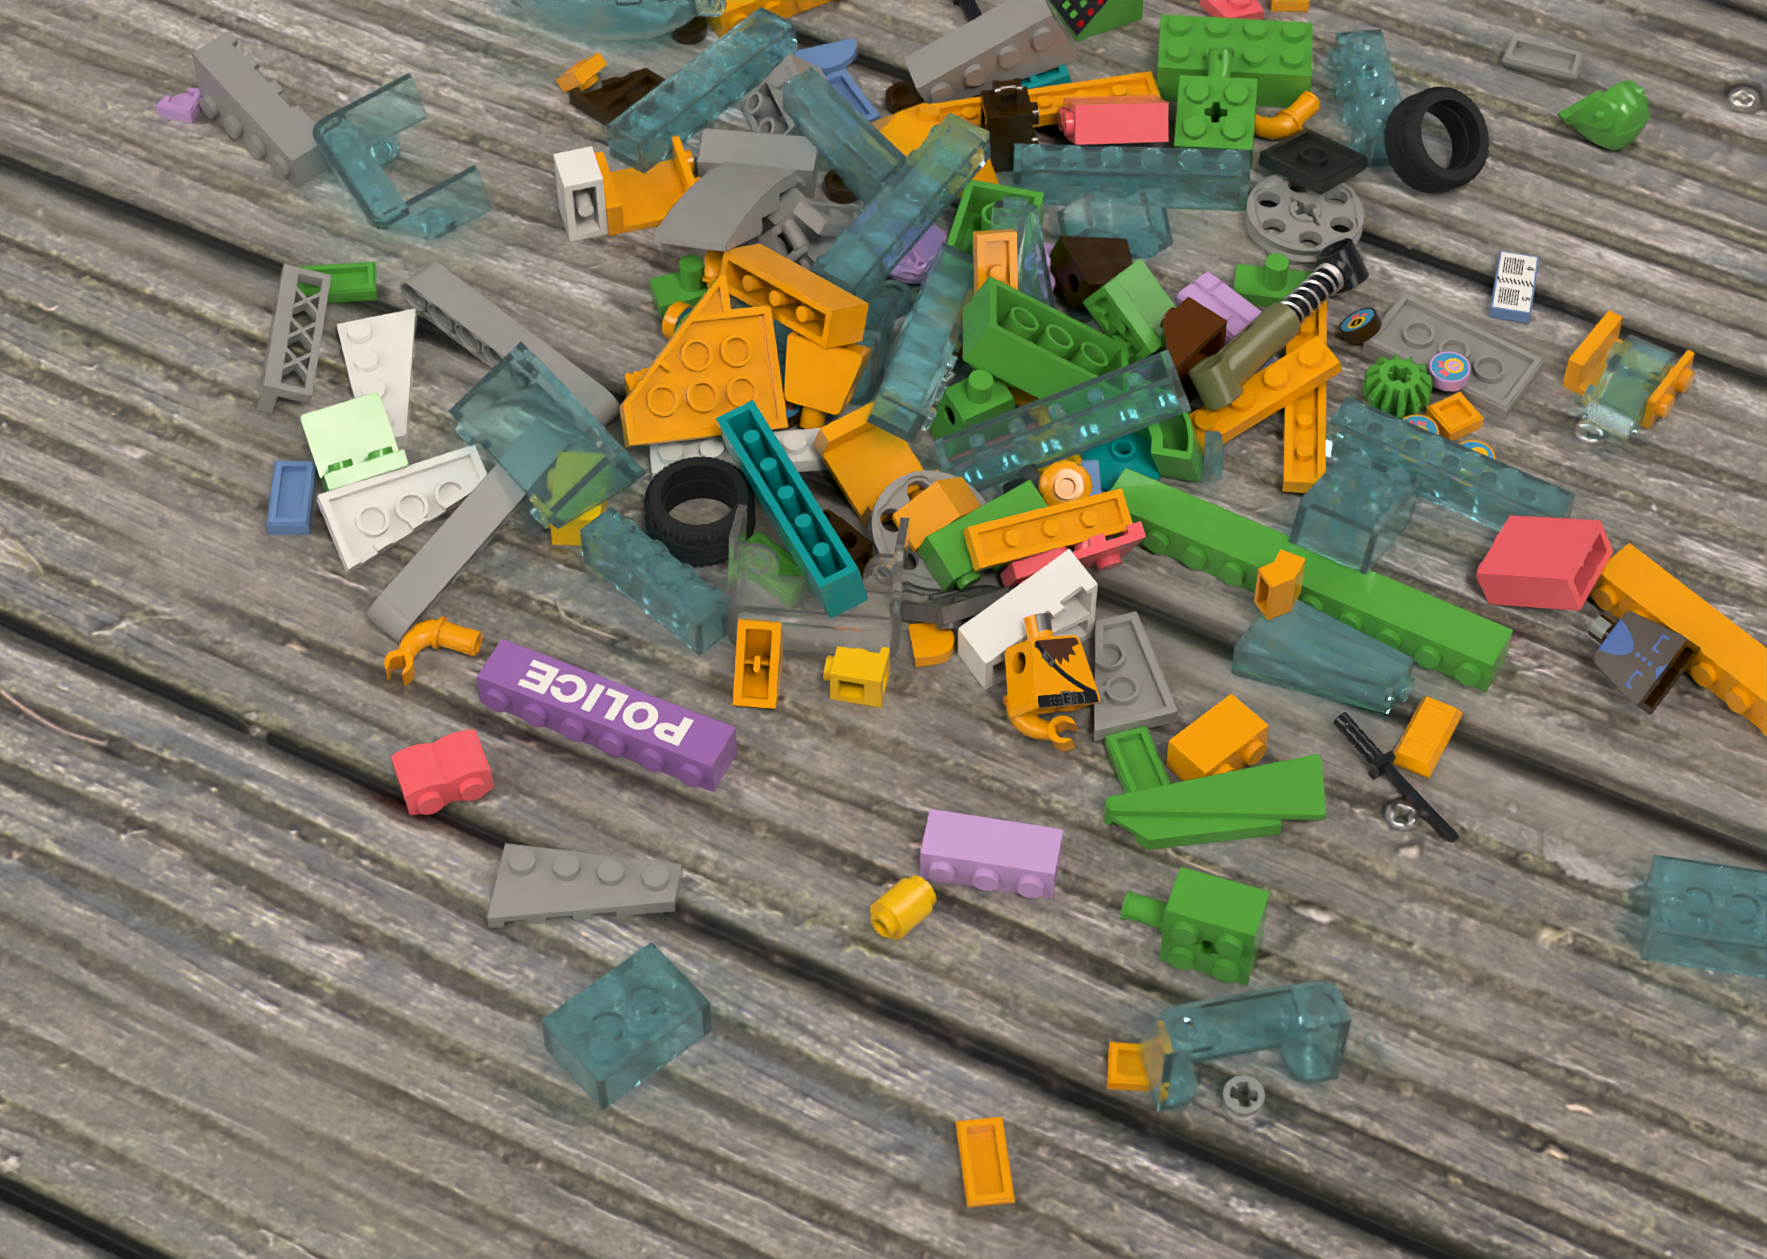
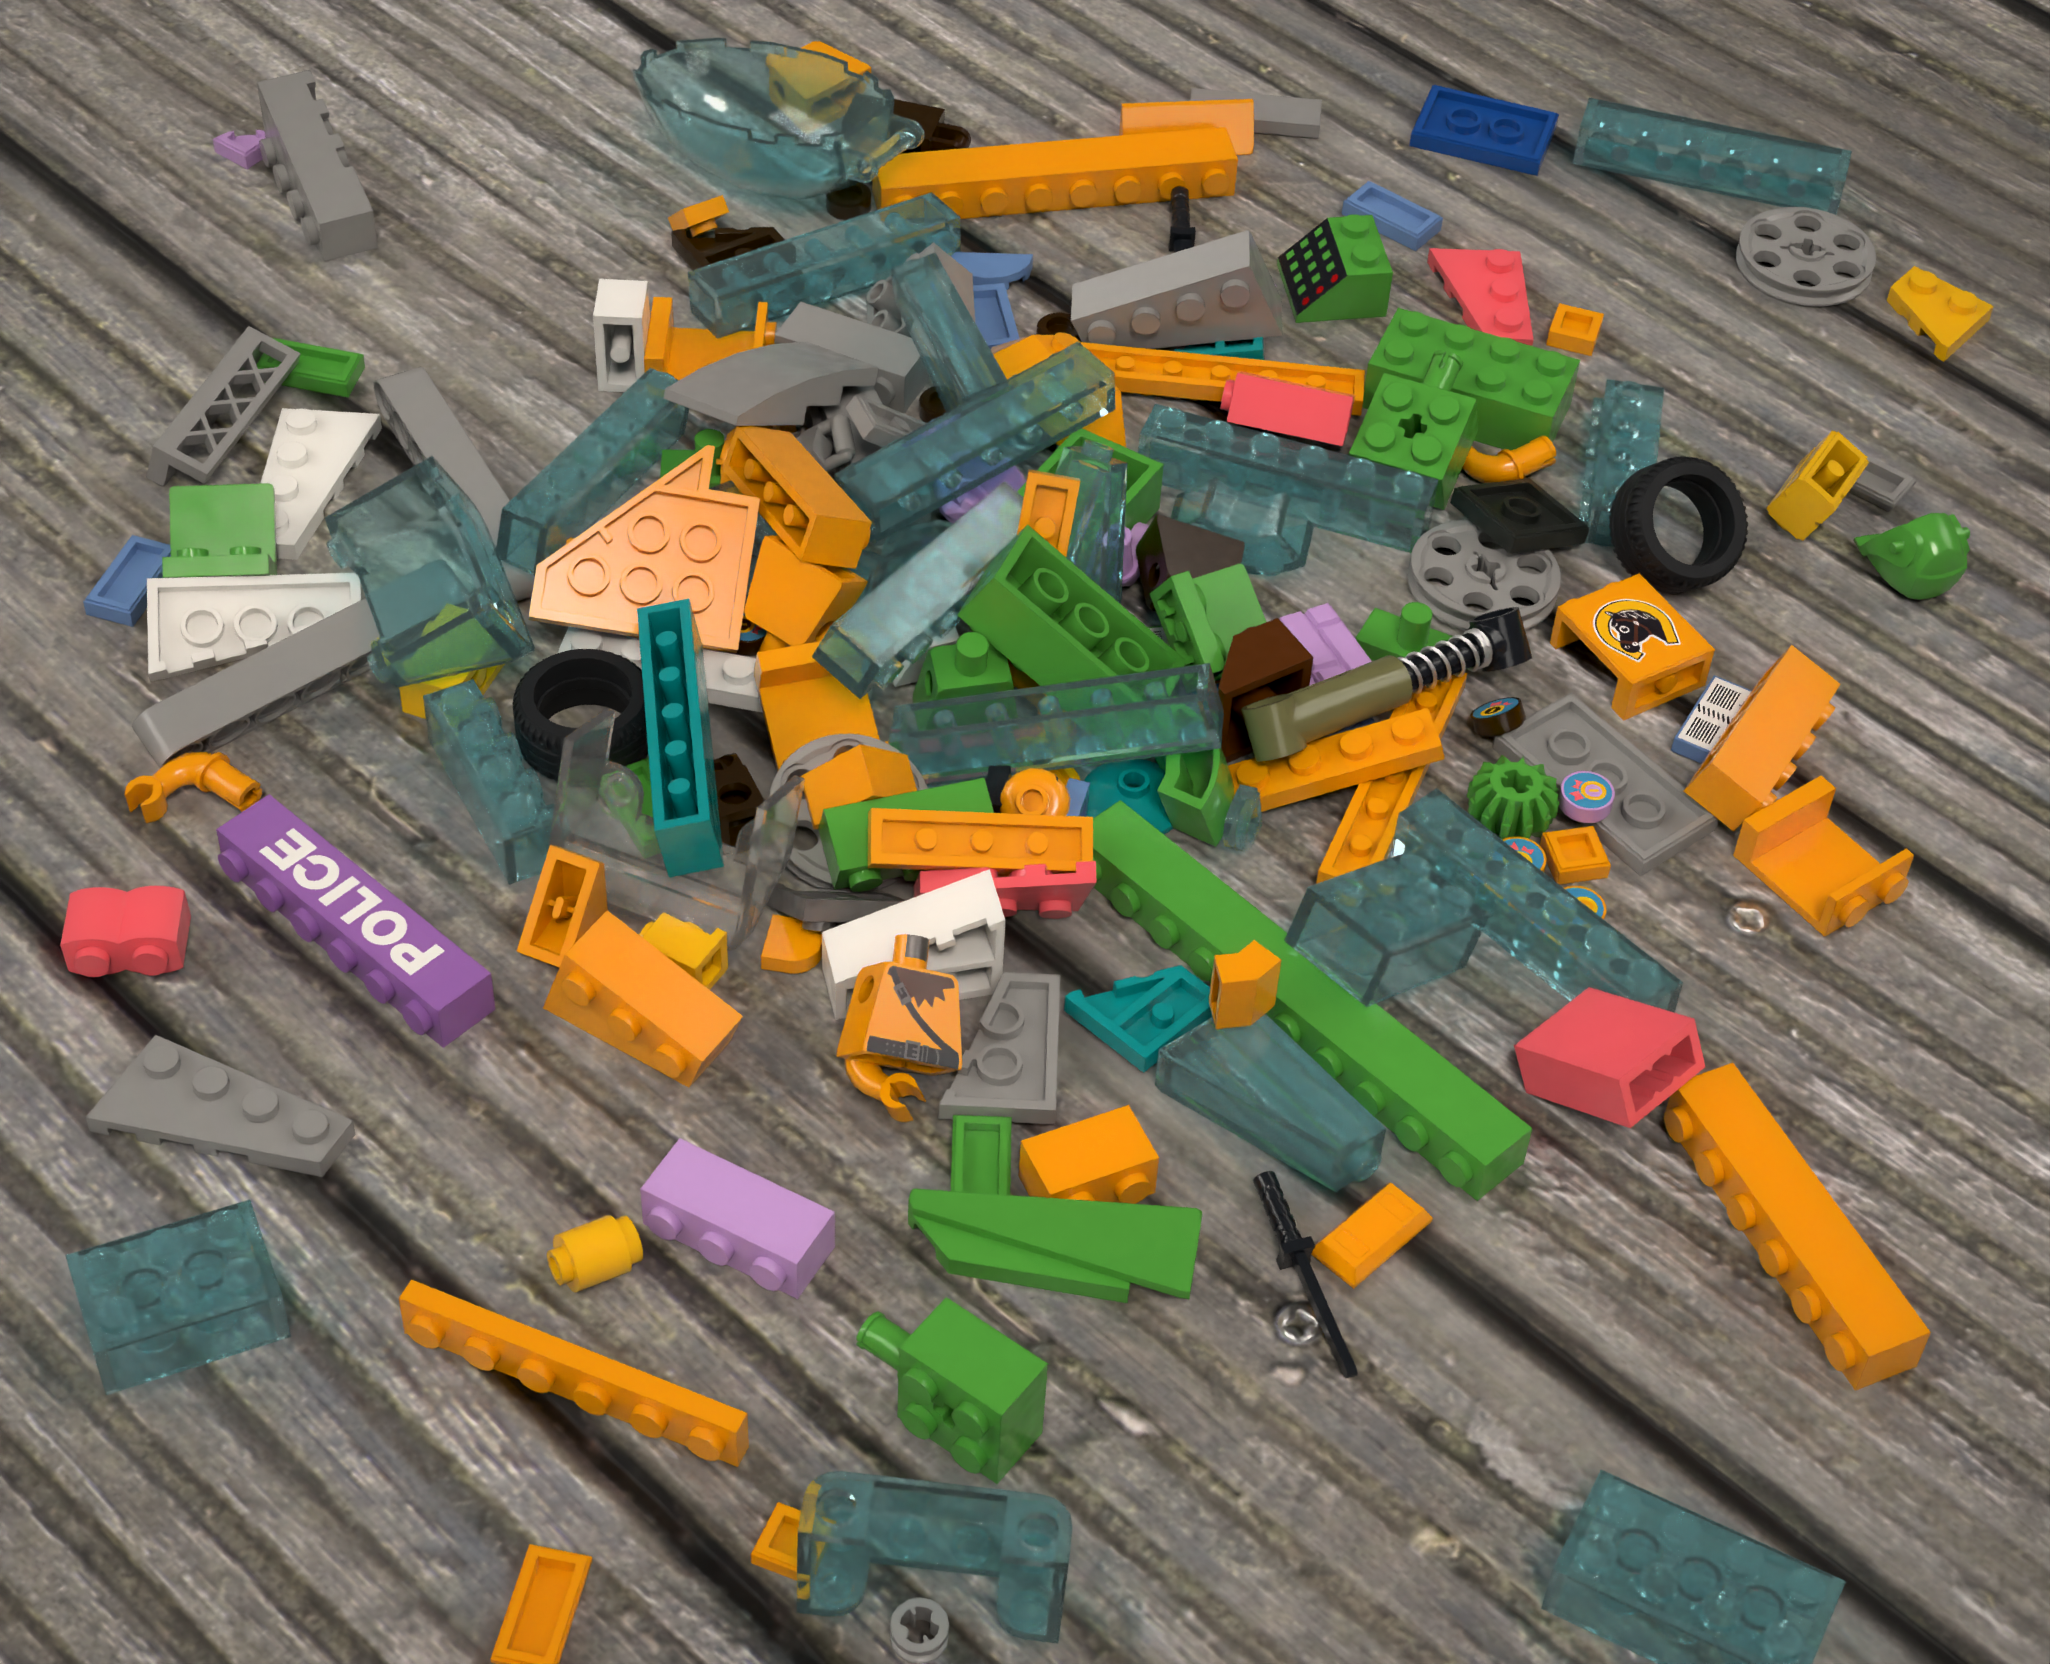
camera: 15 degrees right, 5 degrees down
(363, 141) = (415, 221): clear light blue windscreen -> none
(617, 314) = (591, 473): none -> clear light blue brick
(850, 718) = (640, 1002): none -> light orange wedge
(929, 996) = (587, 1378): none -> light orange plate
(1009, 119) = (1156, 374): dark brown brick -> none
(1206, 623) = (1143, 1012): none -> teal wing
(1438, 238) = (1639, 641): none -> light orange panel
(1520, 79) = (1817, 485): none -> yellow brick
(1556, 292) = (1763, 739): none -> light orange brick
(1626, 384) = (1799, 875): clear light blue brick -> none
(1641, 657) = (1691, 1212): dark brown torso -> none

